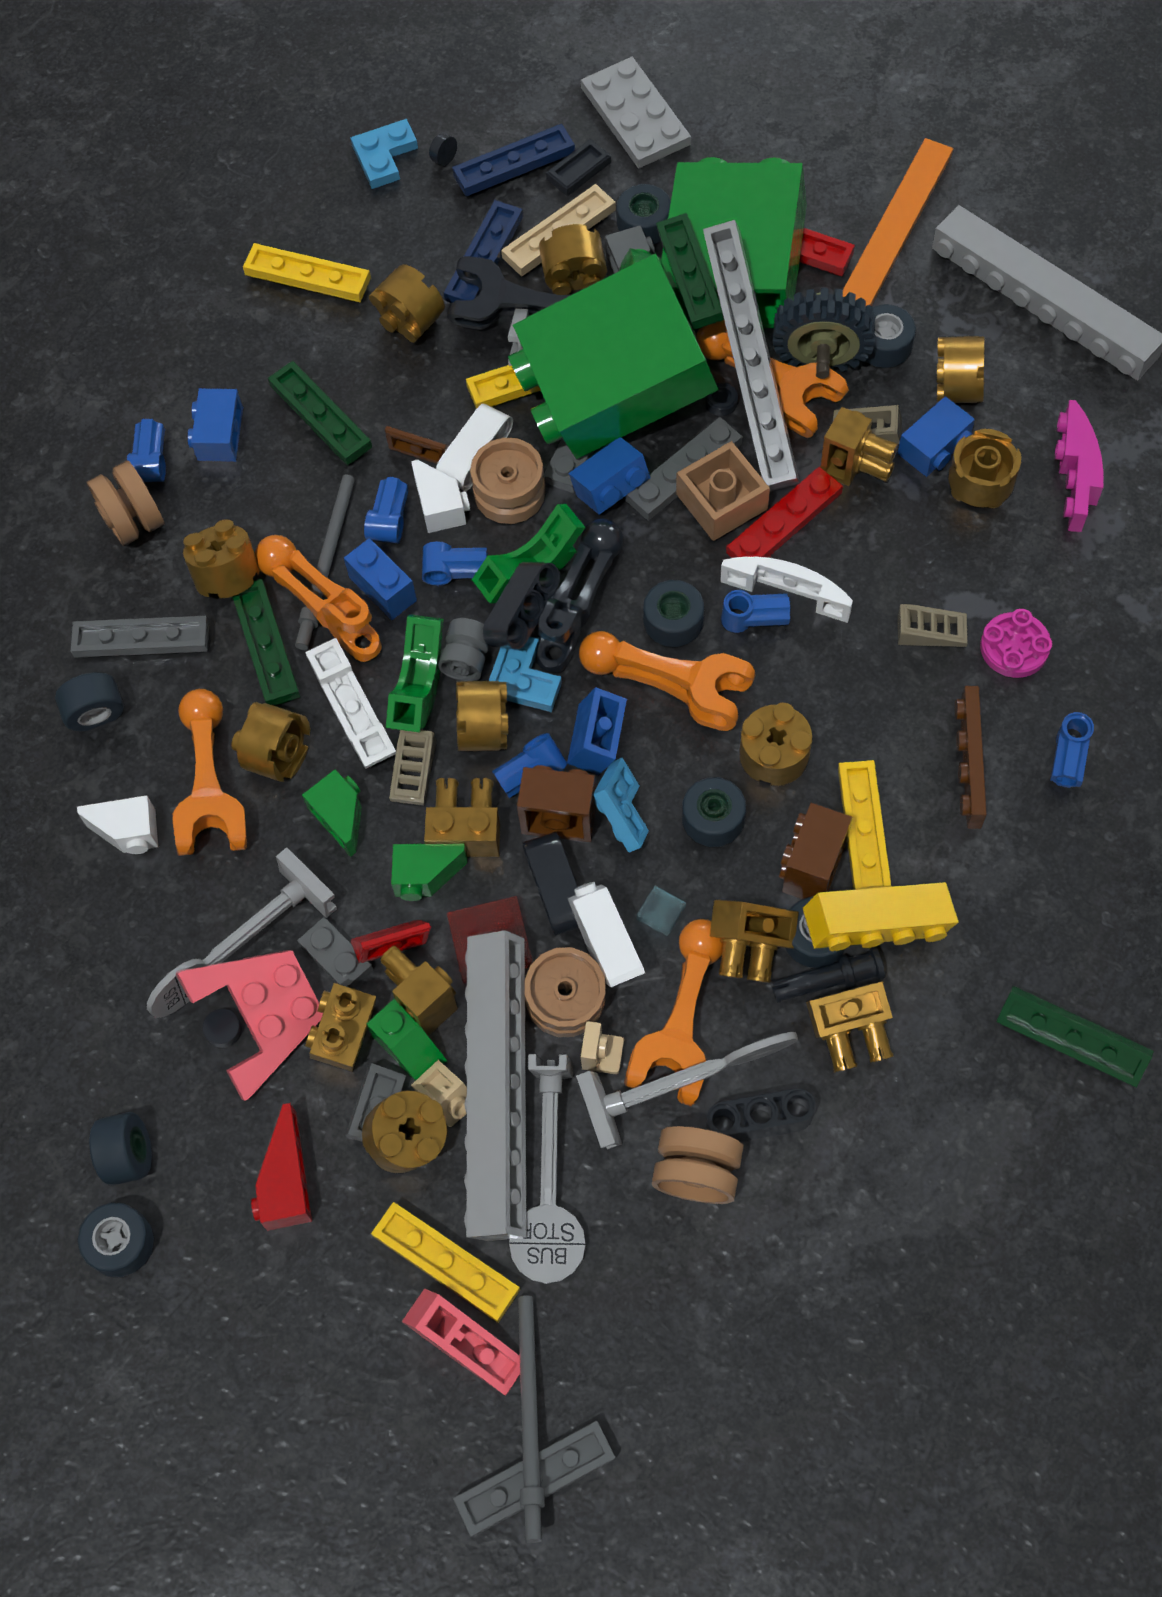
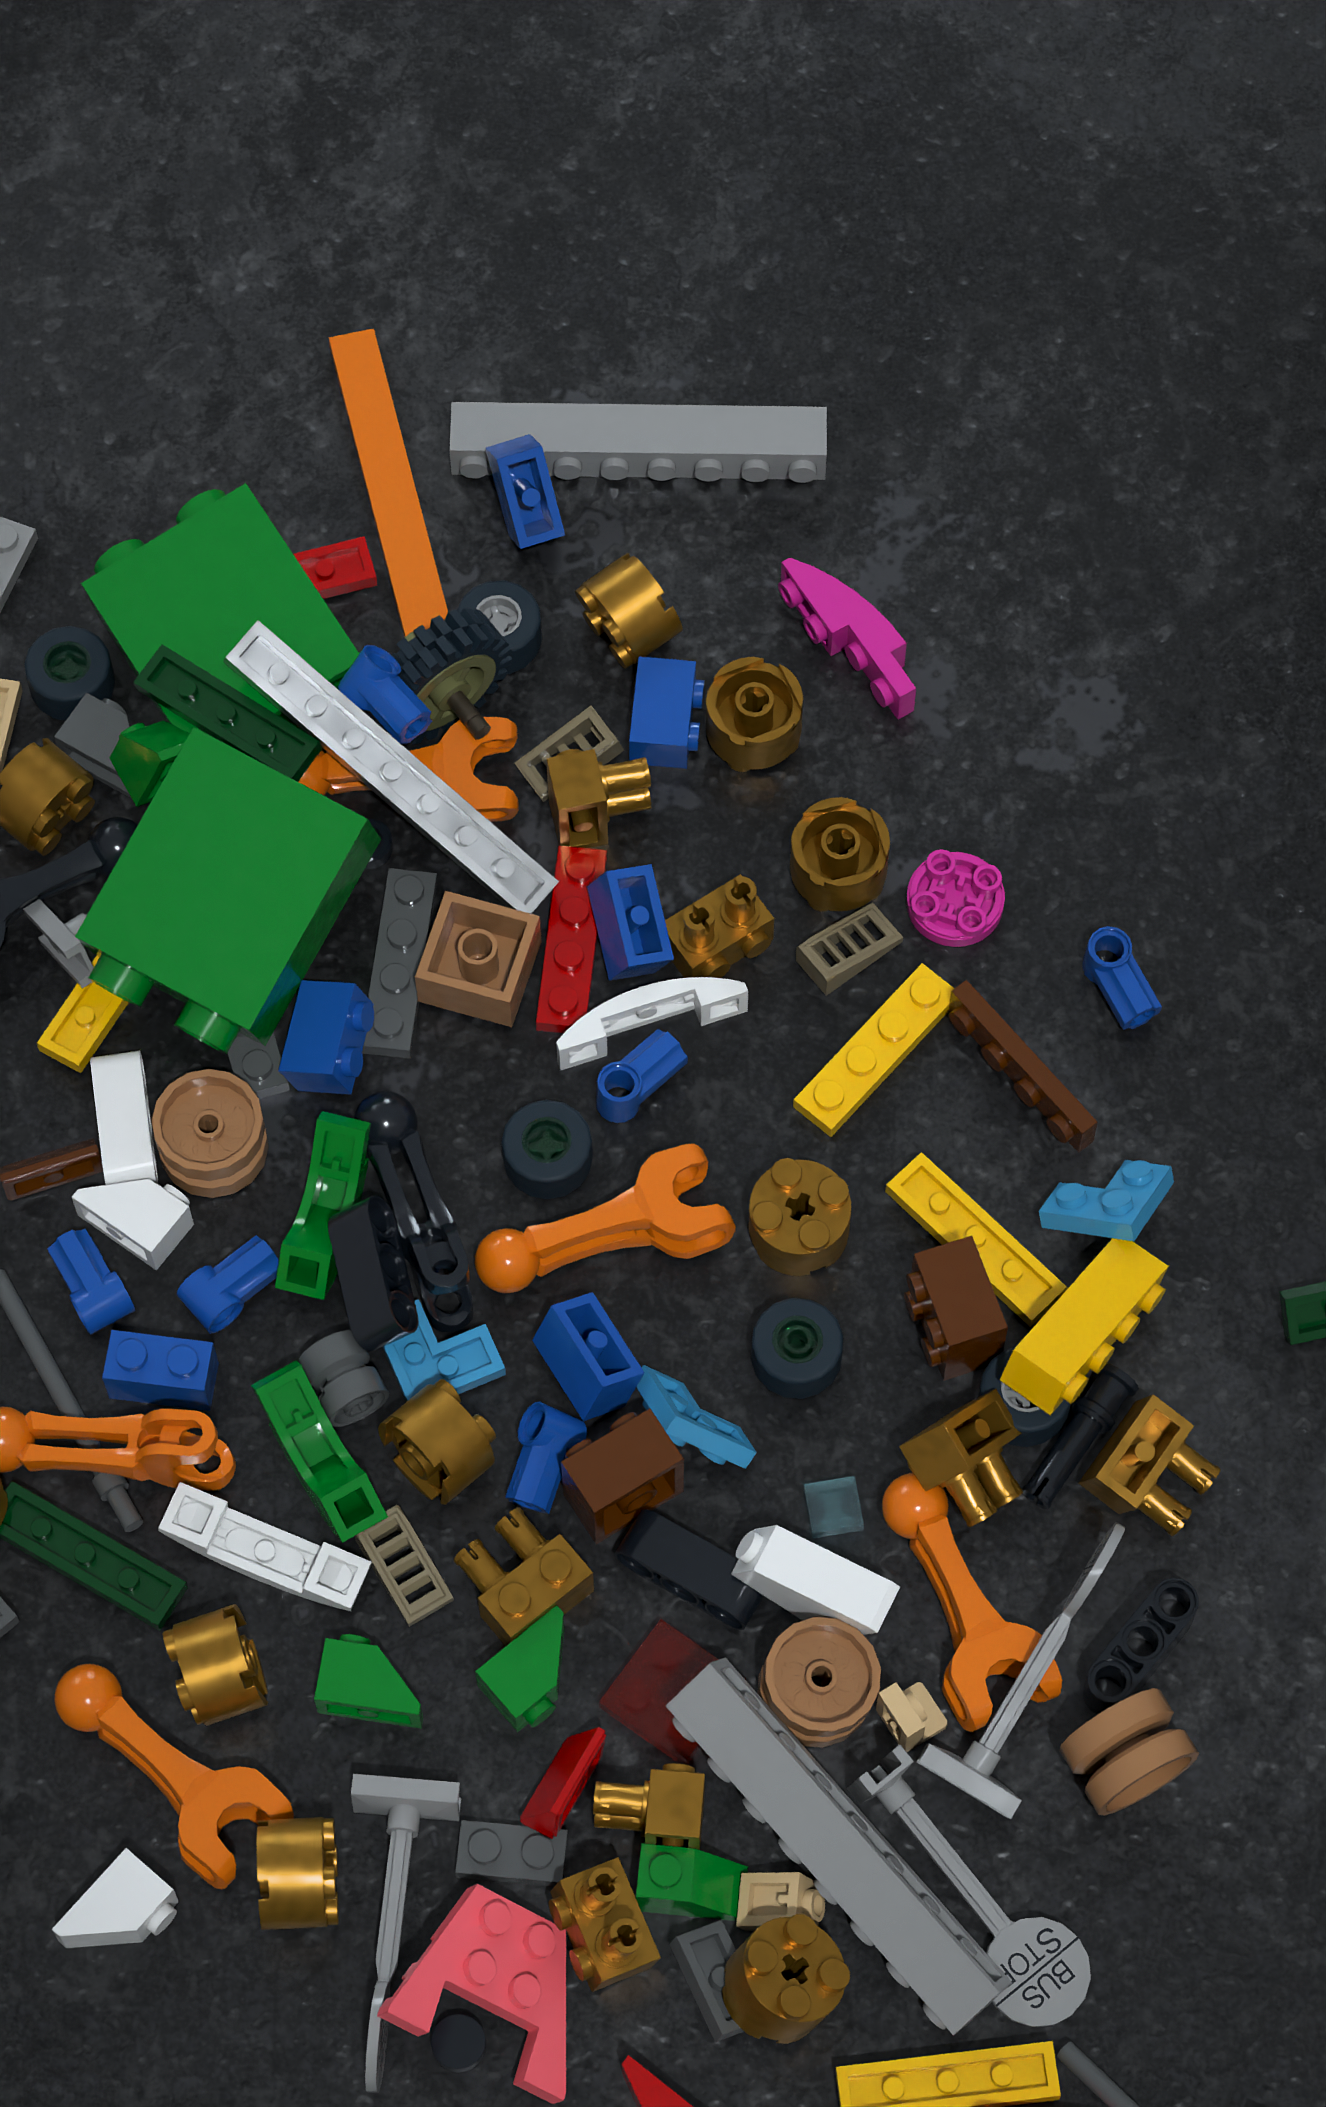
camera: 45 degrees left, 0 degrees up
(214, 874) = (297, 1873): none -> pearl gold brick
(777, 306) = (376, 687): none -> blue piece
(818, 527) = (630, 922): none -> blue brick
(865, 565) = (720, 930): none -> pearl gold brick
(898, 691) = (875, 1050): none -> yellow plate
(954, 870) = (1110, 1212): none -> dark azure plate
(957, 272) = (525, 491): none -> blue brick
(966, 573) = (845, 879): none -> pearl gold brick

